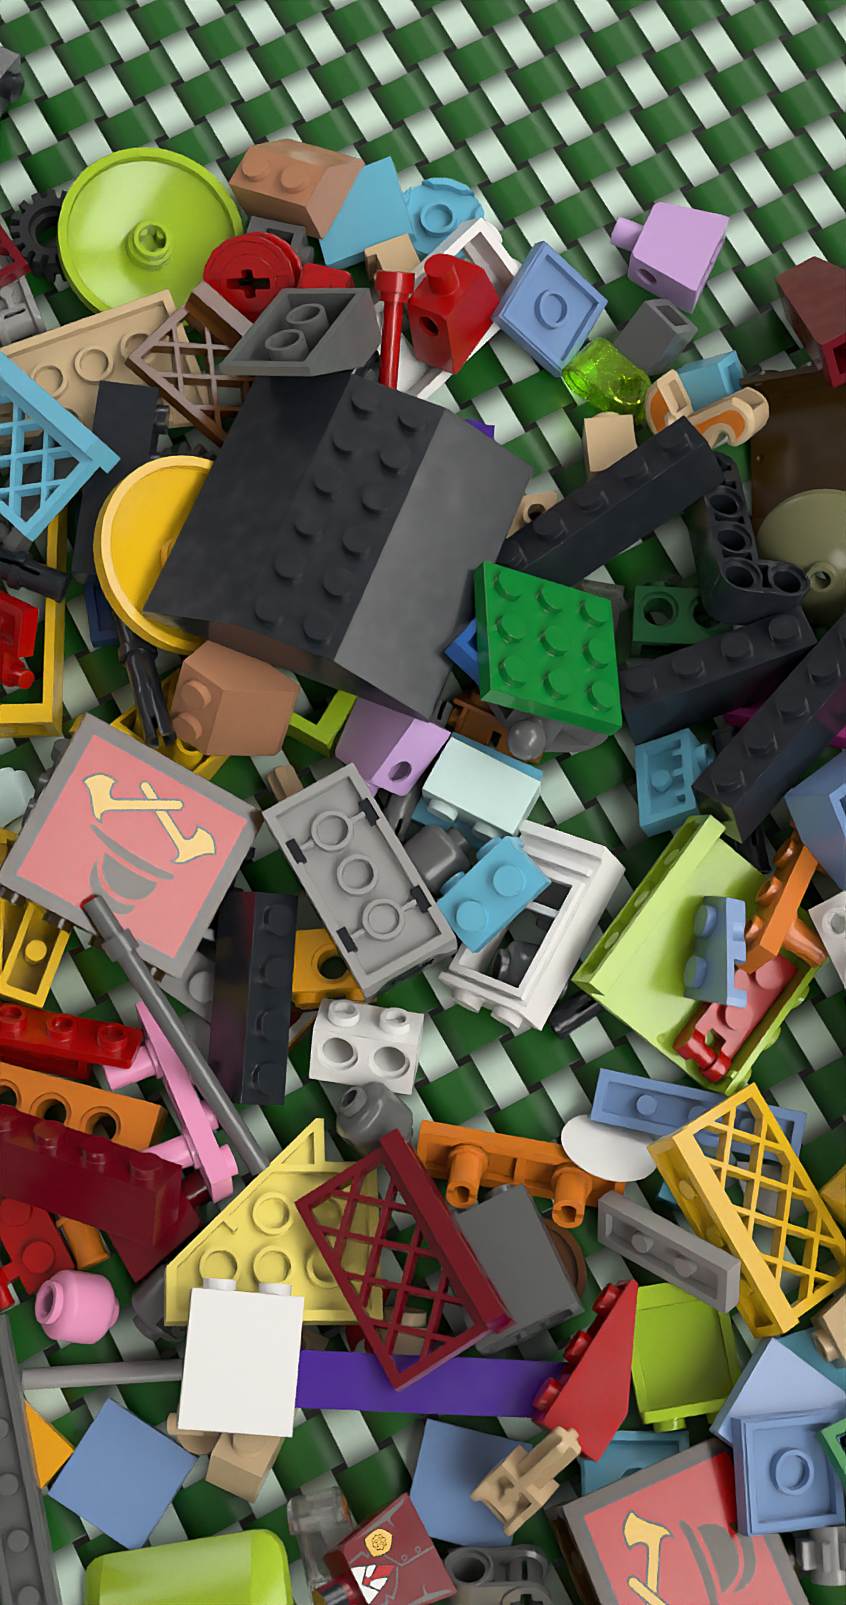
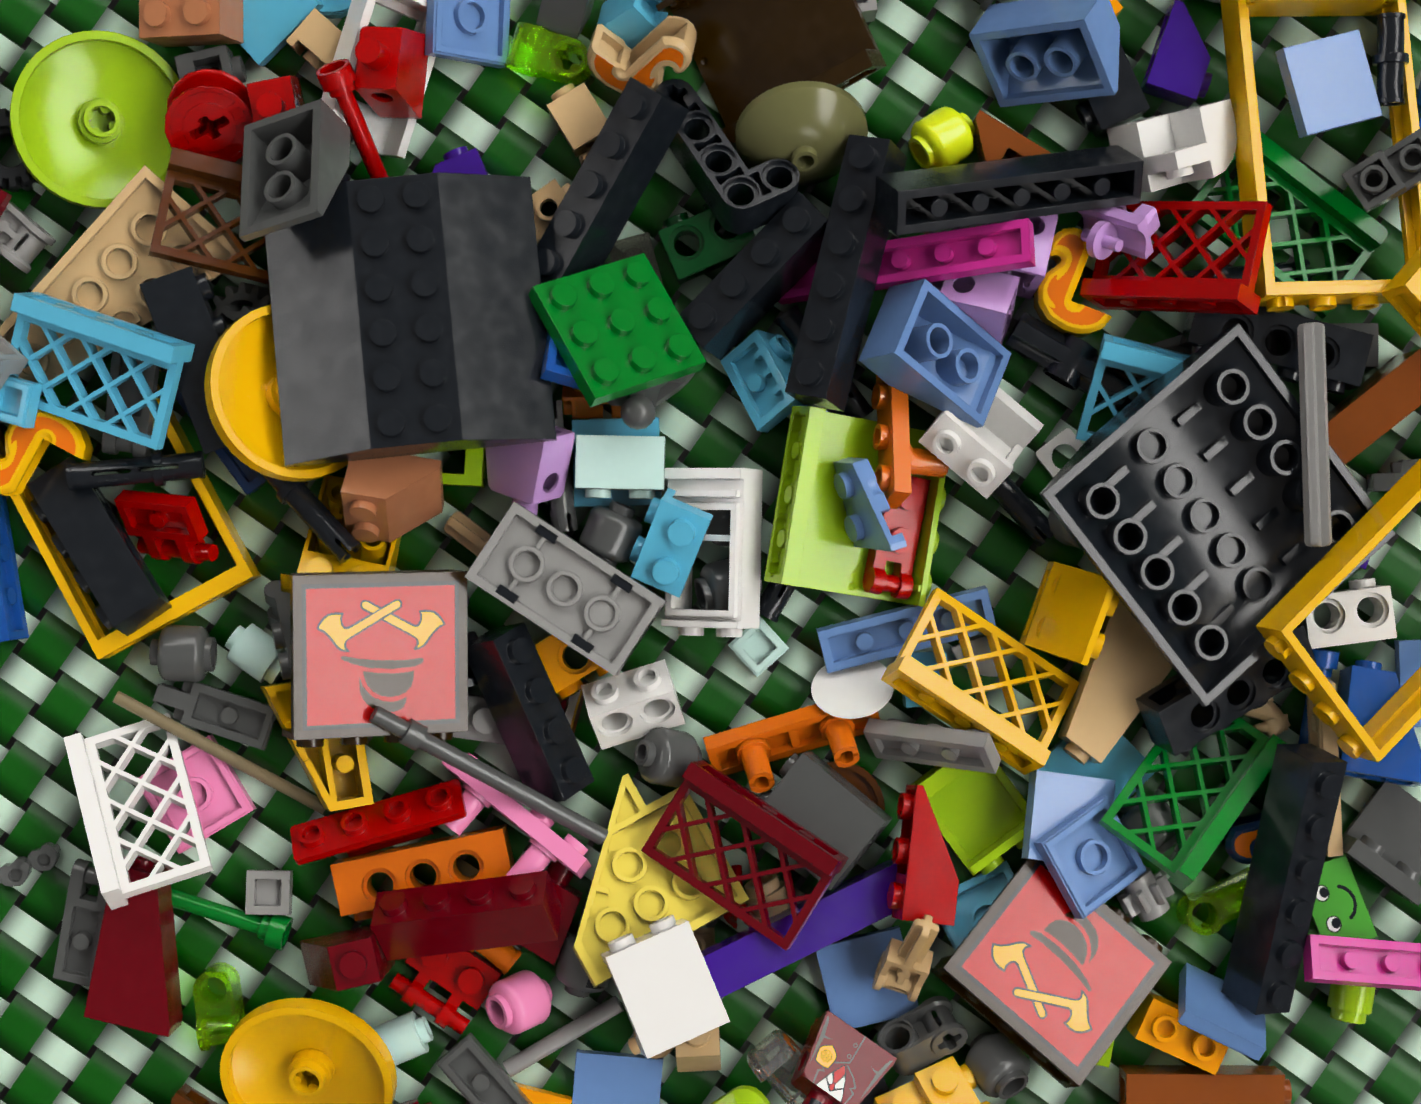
camera: 30 degrees left, 15 degrees up
(529, 1057) = (758, 647): none -> light aqua tile

